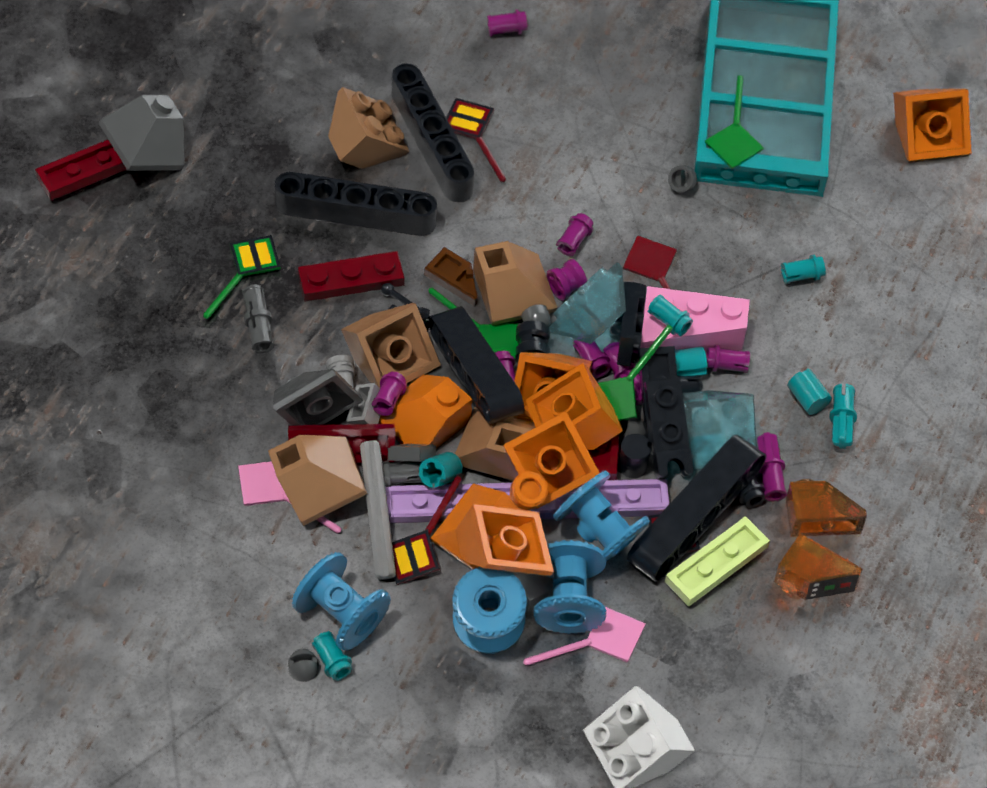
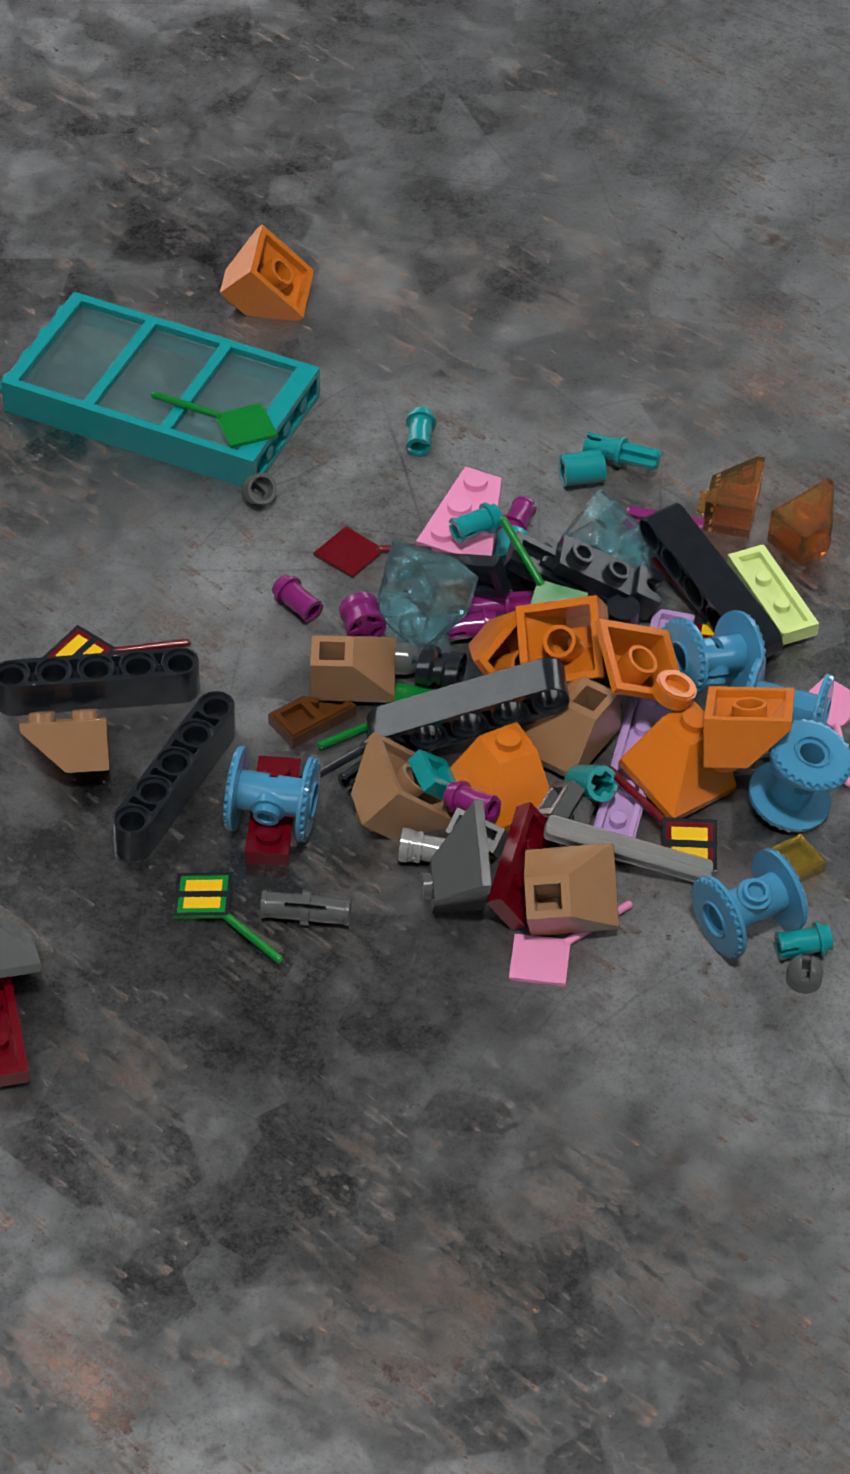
camera: 70 degrees left, 10 degrees down
(337, 246) = (271, 796): none -> dark azure hose
(411, 363) = (432, 773): none -> teal tile
(422, 636) = (802, 857): none -> clear yellow tile

